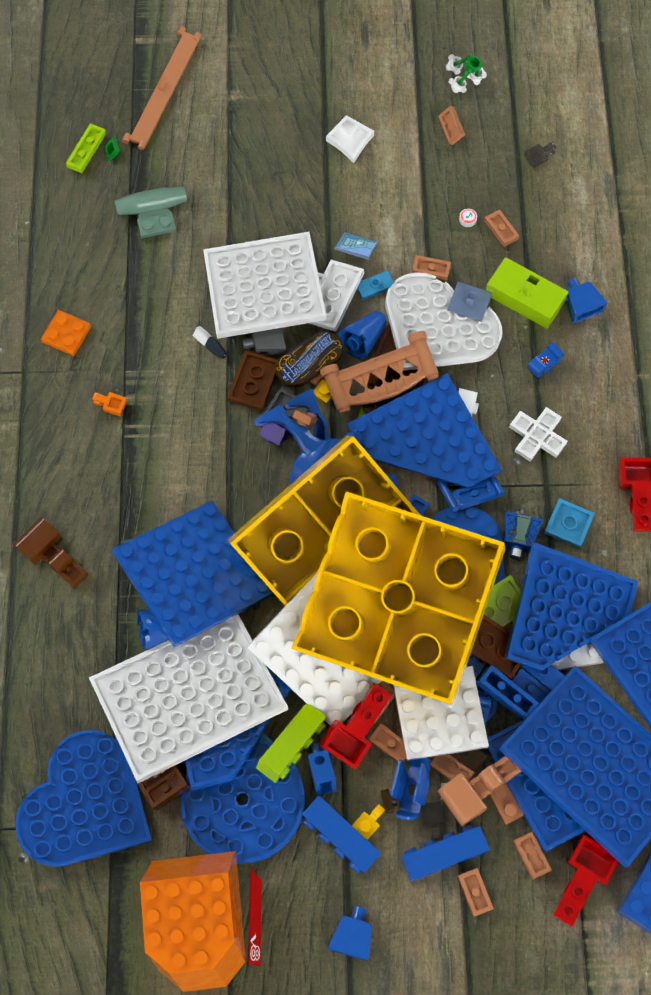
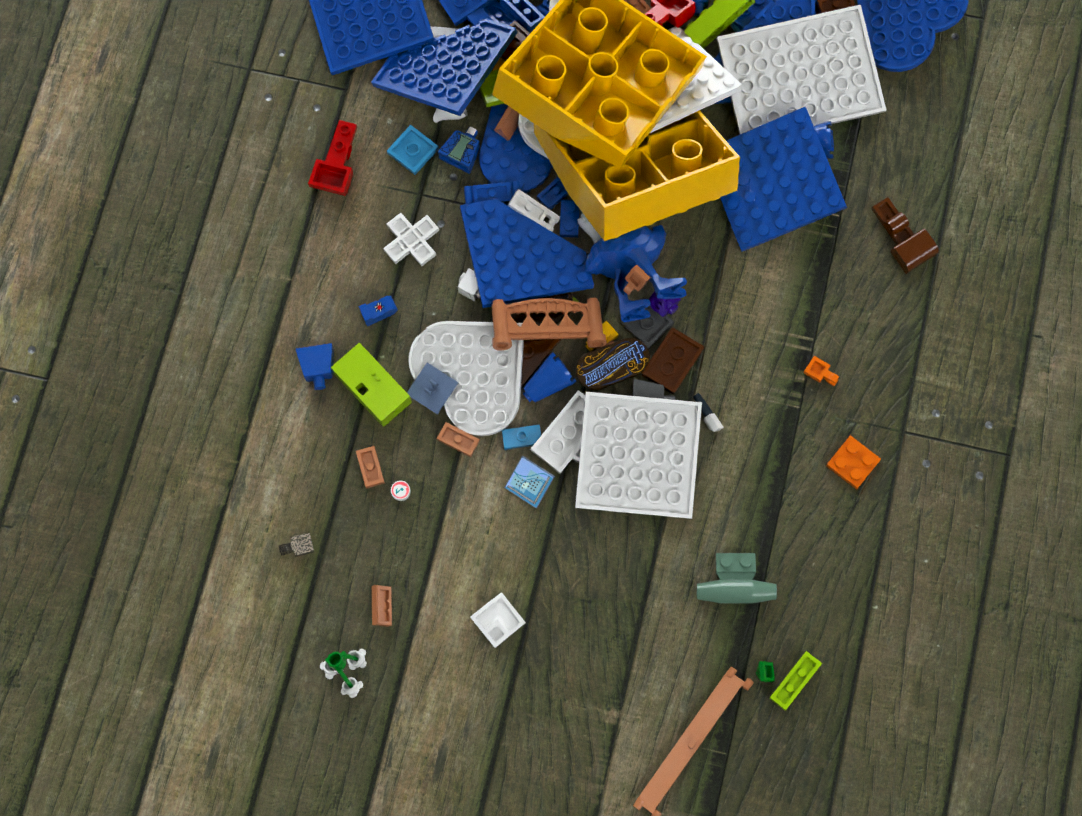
camera: 160 degrees left, 5 degrees up
(427, 485) = (532, 209): none -> white plate

